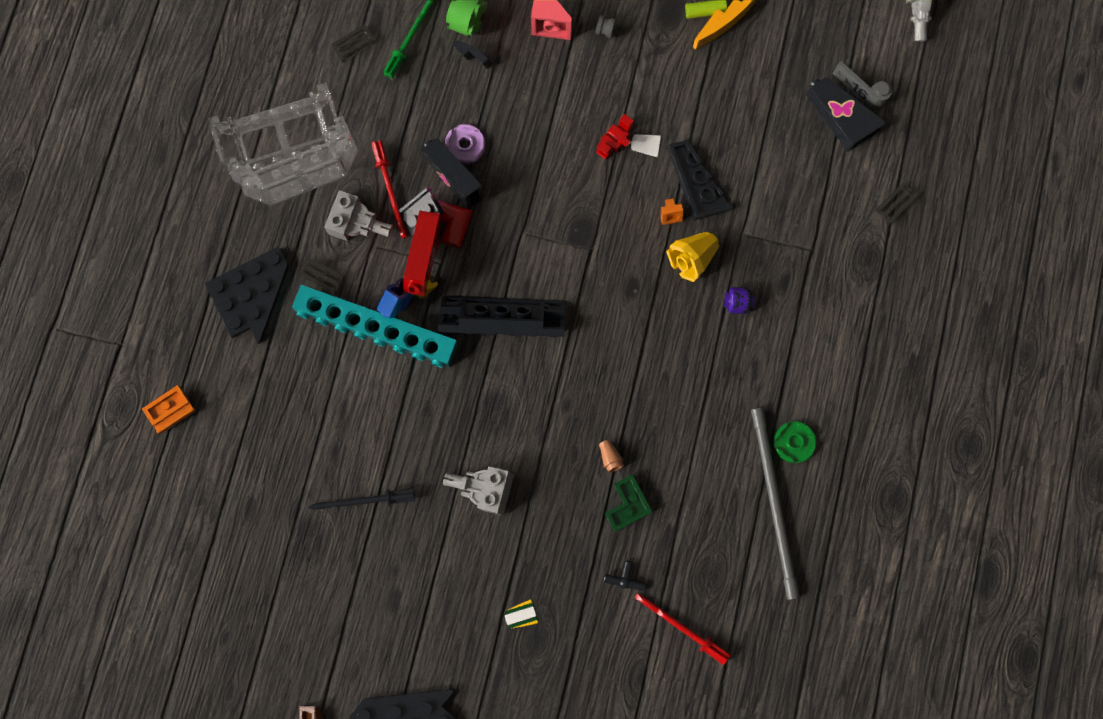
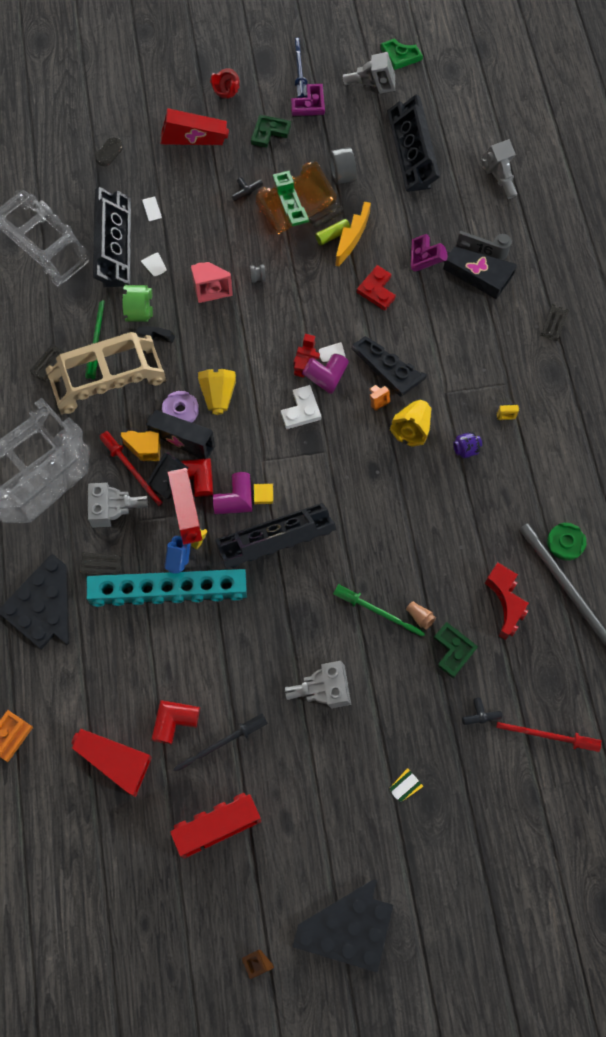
camera: 25 degrees left, 10 degrees down
(257, 476) = (115, 760): none -> red slope
(319, 578) = (216, 825): none -> red piece
(326, 454) = (169, 716): none -> red brick
(401, 53) = (98, 352): none -> tan windscreen
(412, 170) = (143, 445): none -> light orange slope
(480, 265) = (237, 501): none -> magenta brick
(508, 140) = (217, 388): none -> yellow cone
(510, 268) = (263, 493): none -> yellow tile
(552, 412) = (353, 598): none -> green piece
(588, 198) = (304, 412): none -> white plate
(628, 169) = (326, 376): none -> magenta brick
(706, 456) = (502, 583): none -> red arch
(720, 90) = (373, 288): none -> red plate
(791, 74) = (425, 256): none -> magenta brick
(798, 282) = (507, 412): none -> yellow tile

